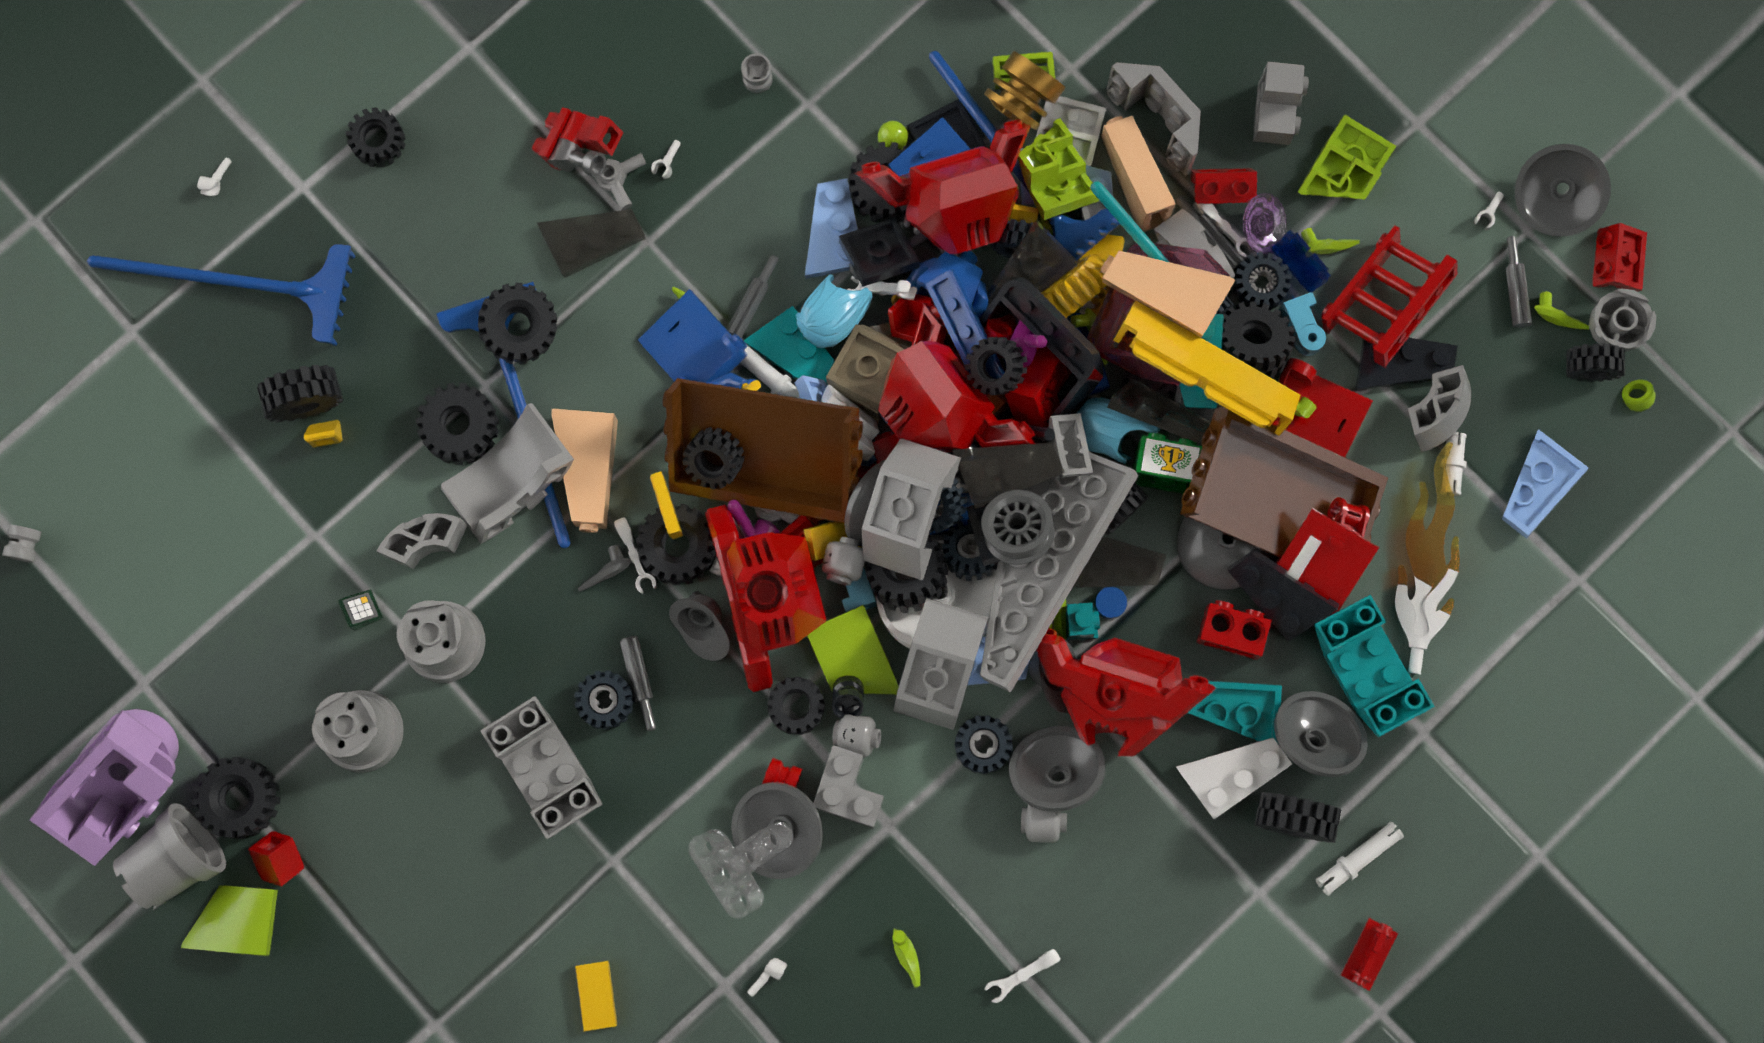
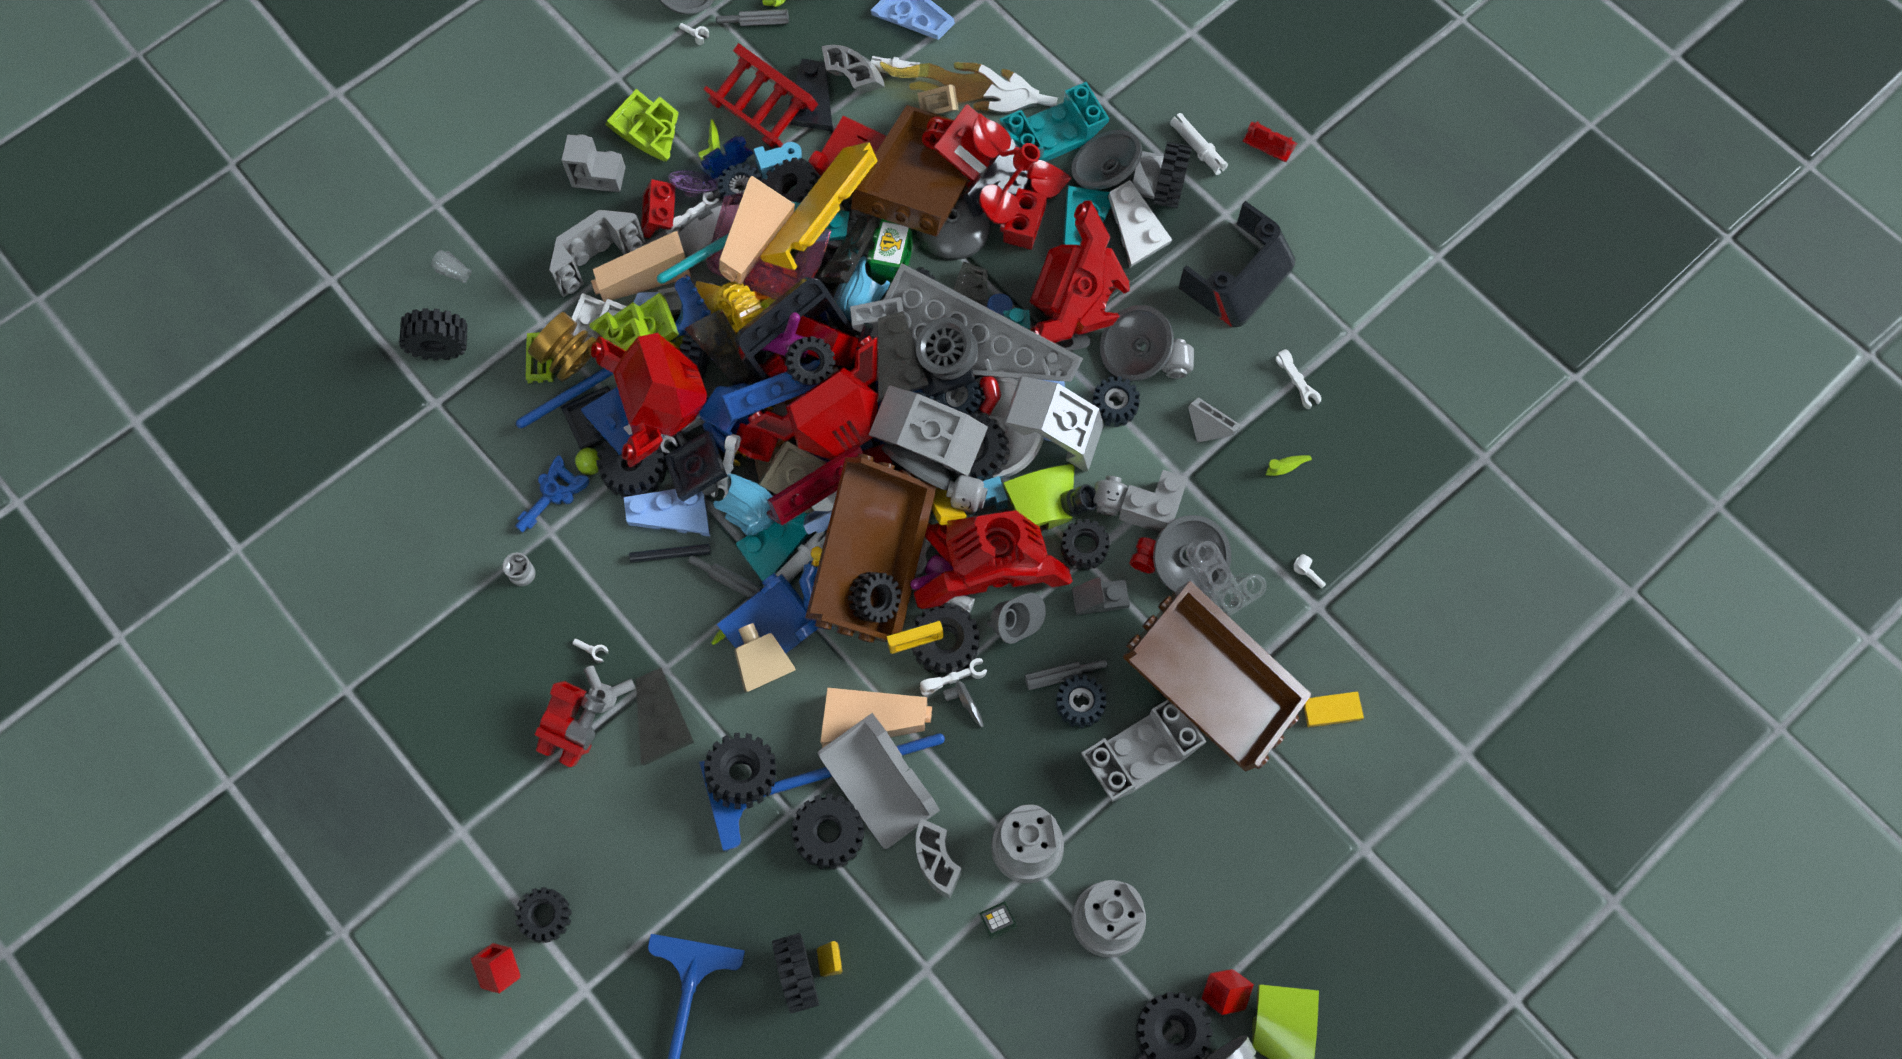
camera: 90 degrees left, 10 degrees down
(322, 96) = (495, 968): none -> red panel
(620, 852) = (1217, 676): none -> panel
(649, 340) = (760, 659): none -> tan torso
(732, 725) = (1100, 597): none -> dark grey slope
(782, 235) = (669, 553): none -> black bar
(839, 382) = (809, 489): none -> dark red panel
(854, 101) = (553, 492): none -> blue piece
(961, 862) = (1210, 422): none -> light grey slope
(973, 588) = (992, 393): none -> red arm
(1155, 928) = (1240, 297): none -> black windscreen
(1299, 657) = (1045, 178): none -> red plant
(1313, 787) = (1147, 174): none -> light grey slope
(1399, 521) = (939, 100): none -> tan slope

